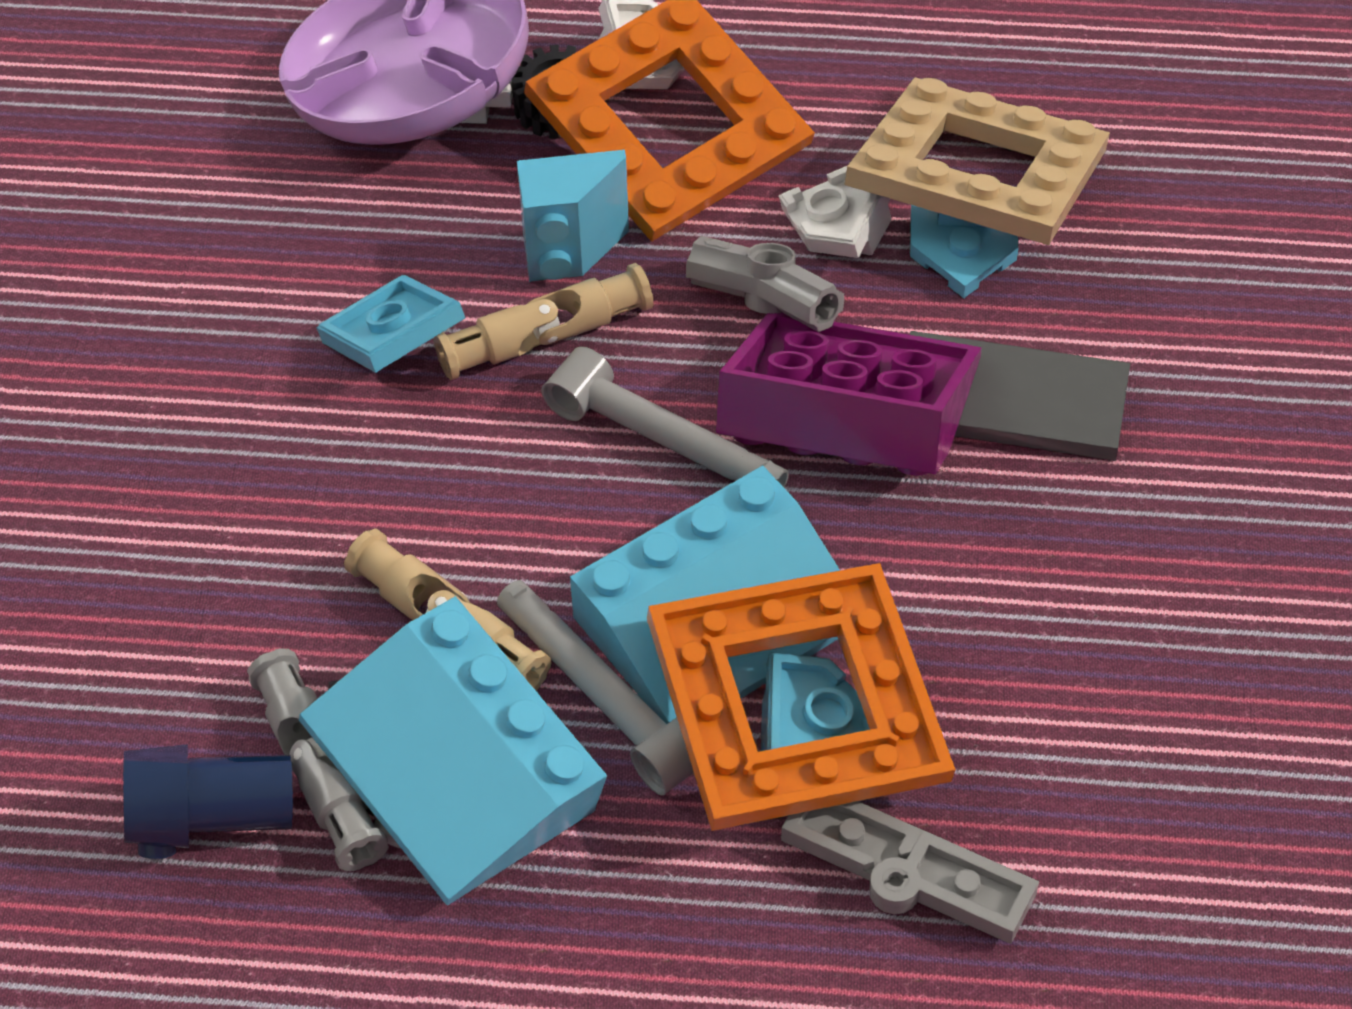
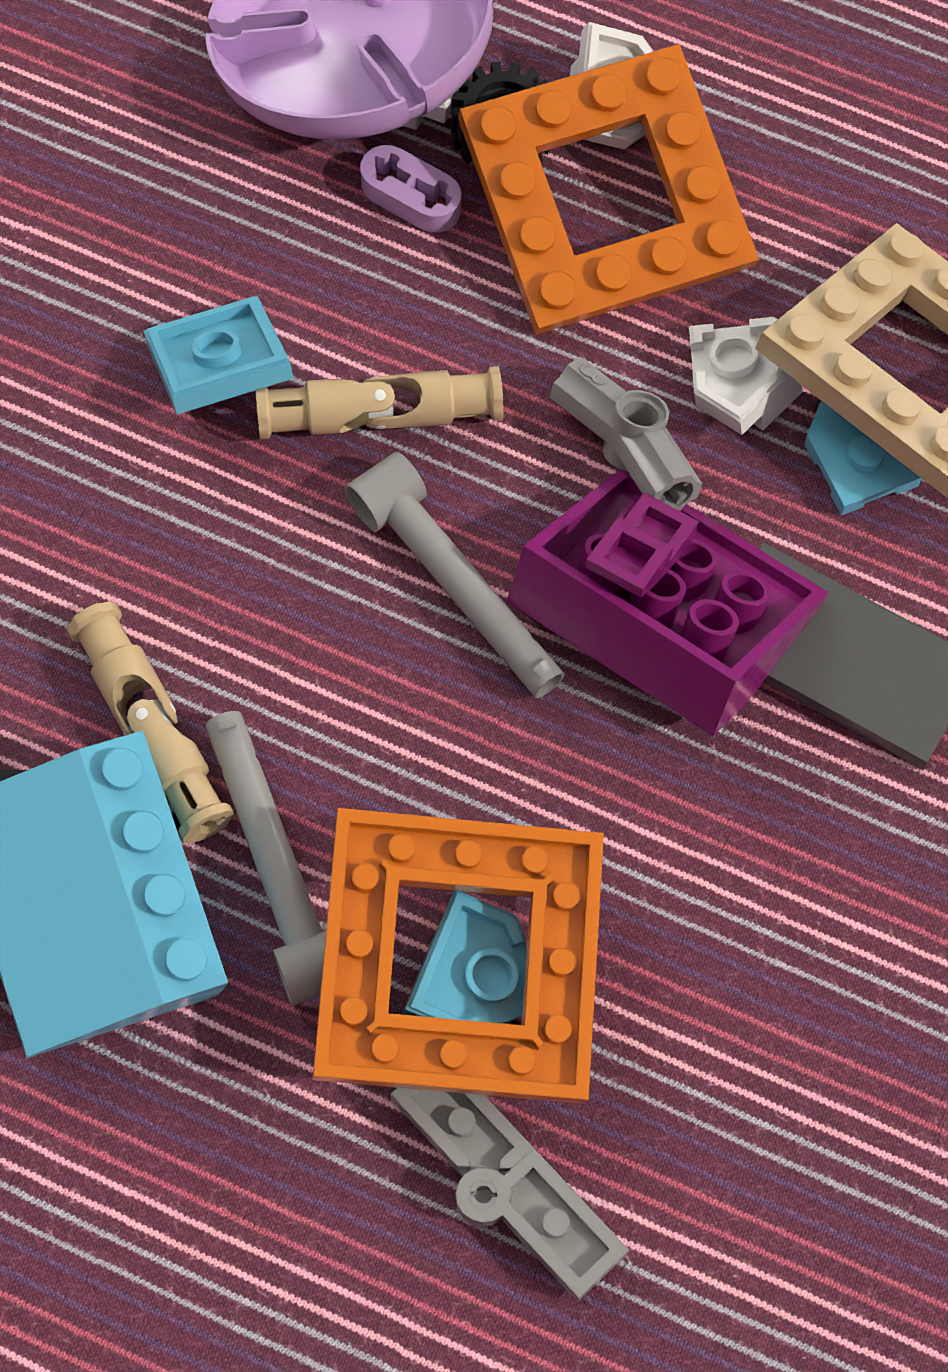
camera: 15 degrees right, 15 degrees up
(496, 160) = (413, 185): none -> lavender beam
(572, 211) = (450, 285): medium azure slope -> none
(724, 543) = (445, 755): medium azure slope -> none
(818, 343) = (642, 545): none -> magenta slope

